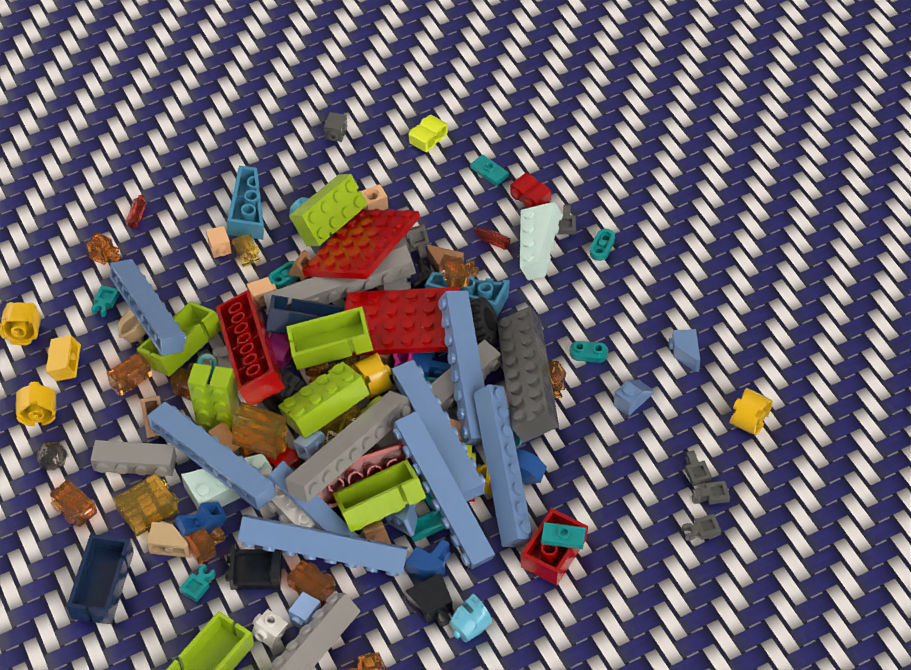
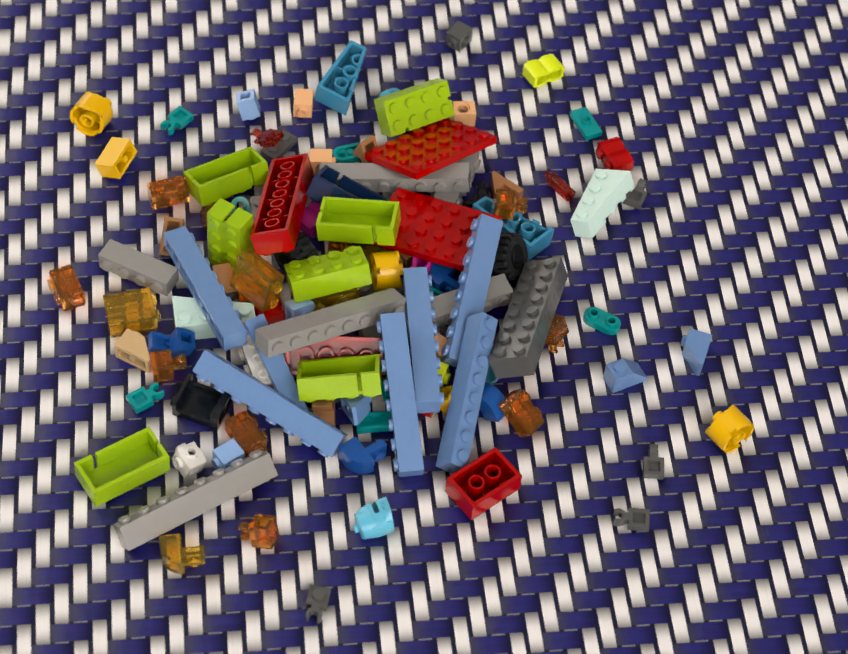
camera: 15 degrees right, 0 degrees up
(35, 404) = (72, 189): yellow brick -> none
(51, 455) = (67, 239): clear smoke hair -> none
(100, 579) = (59, 361): dark blue piece -> none
(101, 249) = (194, 73): clear orange brick -> none
(130, 328) = (190, 151): tan piece -> none
(136, 211) = (241, 51): clear red cylinder -> none
(147, 307) = (208, 138): medium blue brick -> none
(168, 261) = (248, 104): none -> light blue brick
(202, 287) = (268, 138): none -> clear red plate
(213, 291) = (280, 148): none -> dark grey plate
(246, 250) = (324, 119): clear yellow brick -> none
(418, 238) = (487, 161): dark grey plate -> none
(431, 600) = (347, 489): black torso -> none
(558, 466) = (521, 412): none -> clear orange brick
(563, 535) = (494, 475): teal plate -> none
(600, 248) = (658, 229): teal plate -> none
(714, 491) = (660, 490): dark grey plate -> none

